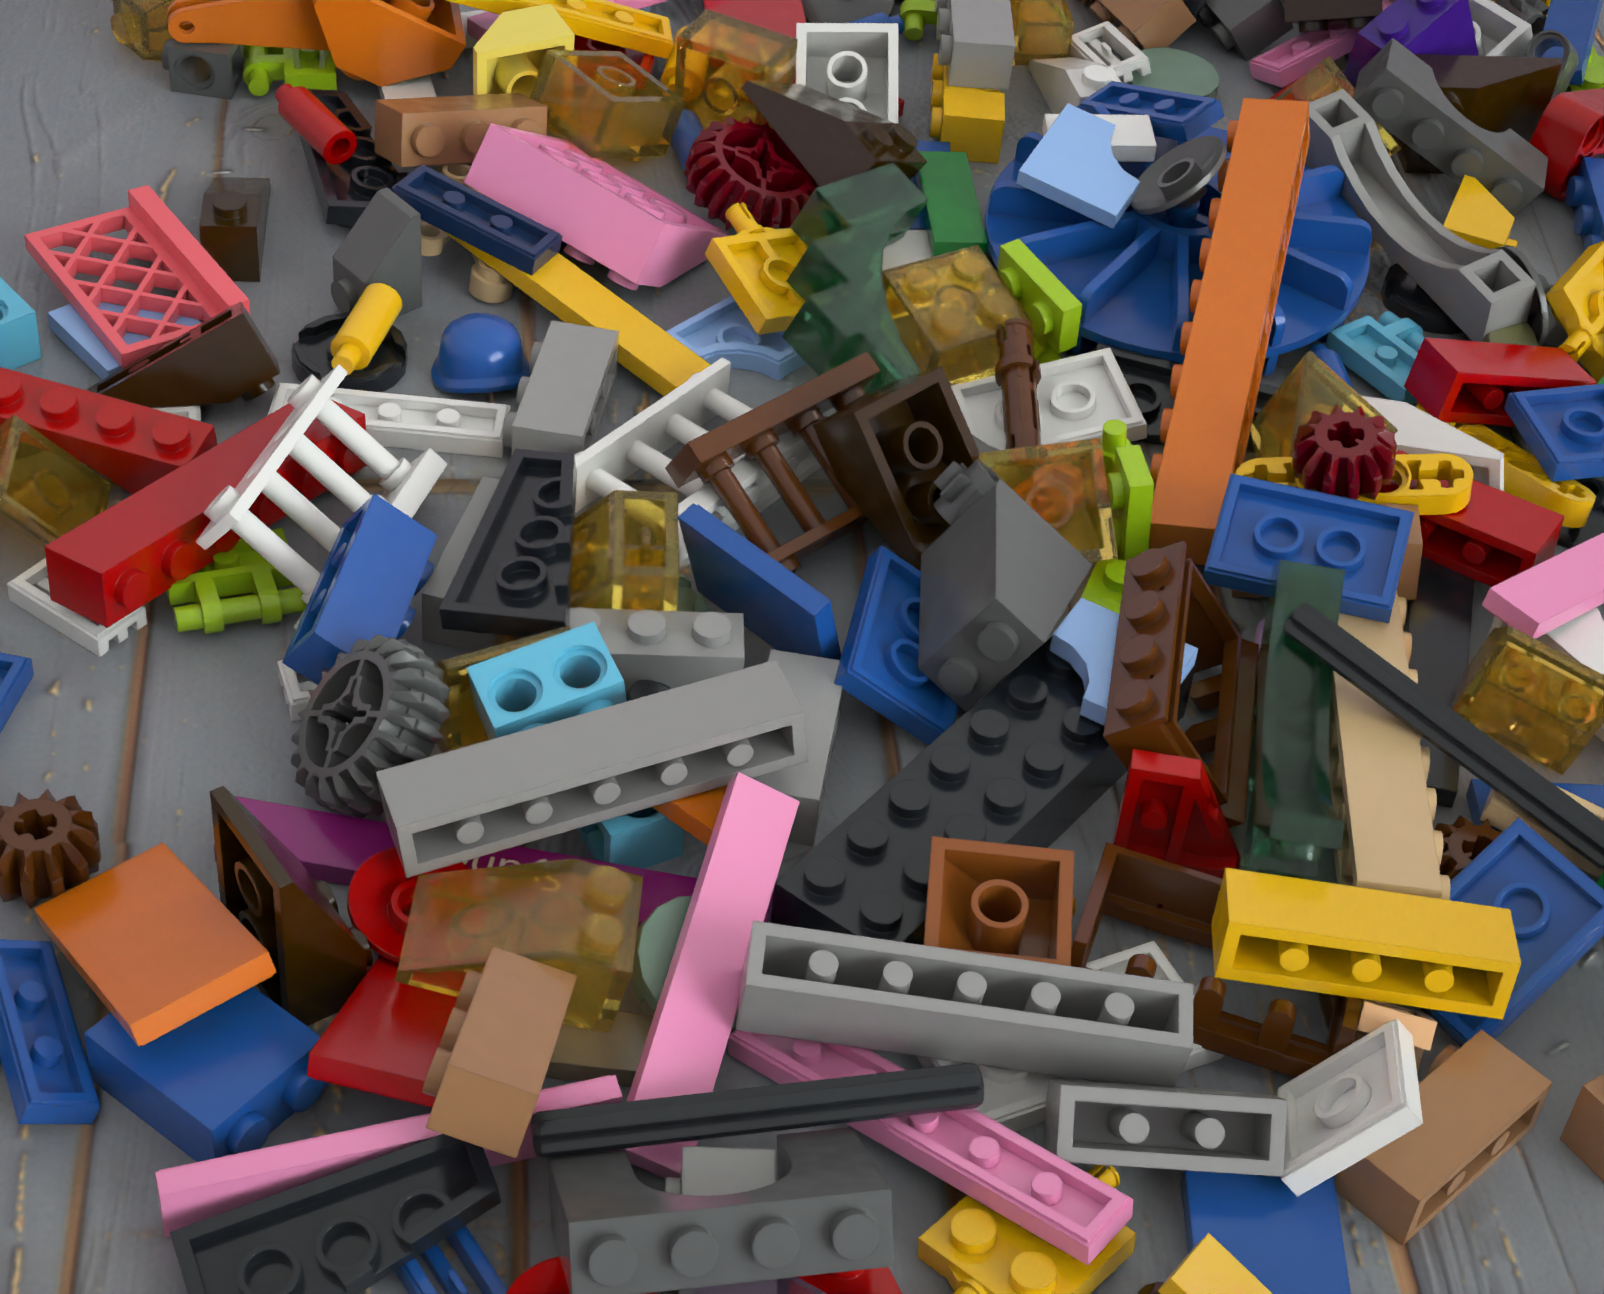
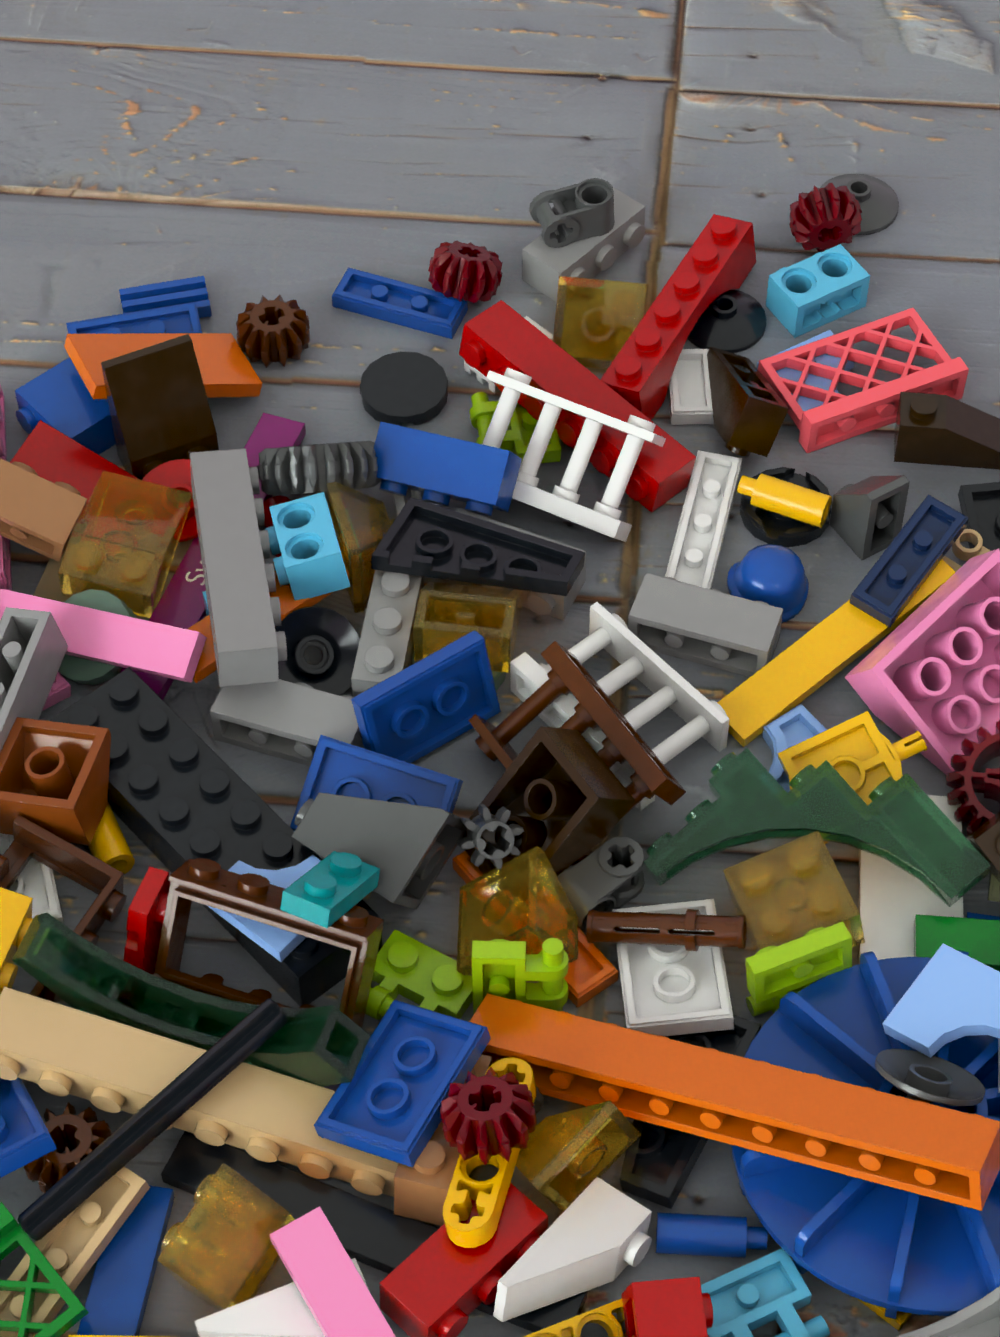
camera: 105 degrees right, 10 degrees up
(150, 705) = (404, 388): none -> black tile
(1130, 575) = (330, 888): none -> teal plate

